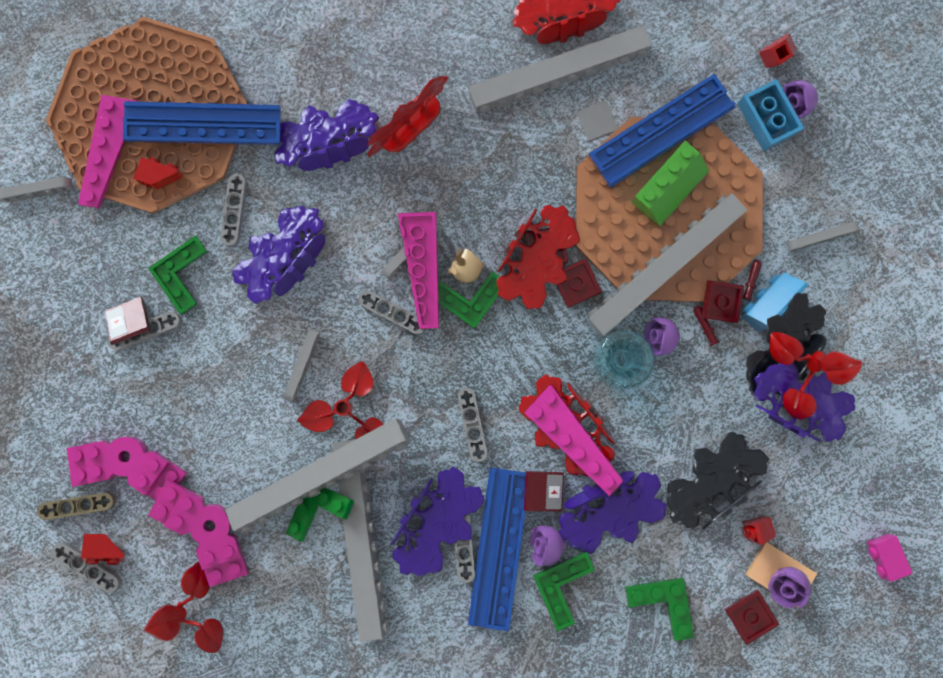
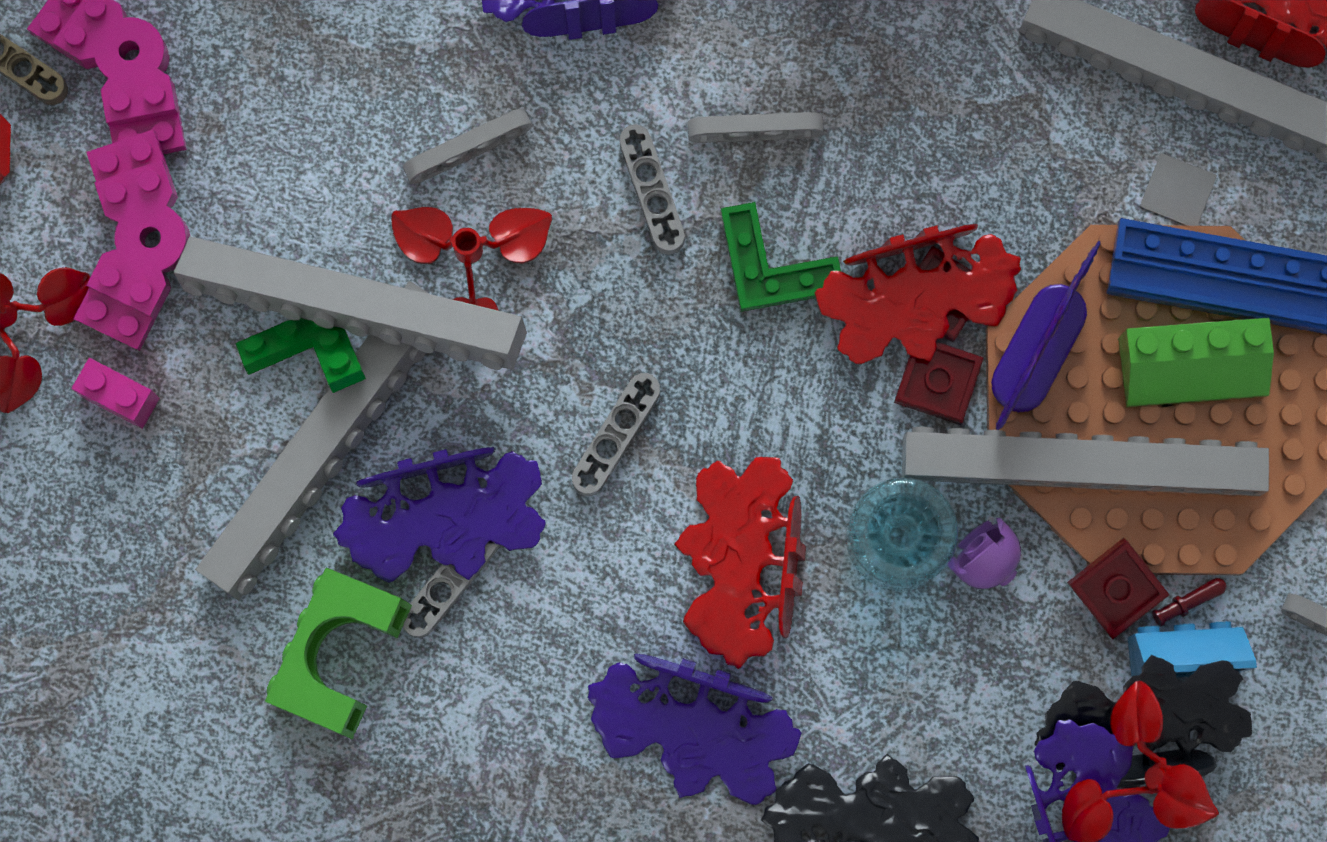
camera: 45 degrees right, 5 degrees down
(256, 601) = (115, 393): none -> dark pink brick
(421, 252) = (766, 140): dark pink wing -> none
(444, 645) = (334, 603): none -> bright green arch
(466, 266) = (807, 217): tan helmet -> none
(498, 550) = (493, 630): blue plate -> none
(543, 491) = (626, 610): dark red tile -> none
(547, 545) = (562, 684): medium lavender cylinder -> none
(558, 575) = (521, 737): green plate -> none
(562, 426) = (733, 547): dark pink wing -> none
(604, 231) = (1040, 345): none -> dark purple plant
(706, 326) = (1061, 610): dark red piece -> none

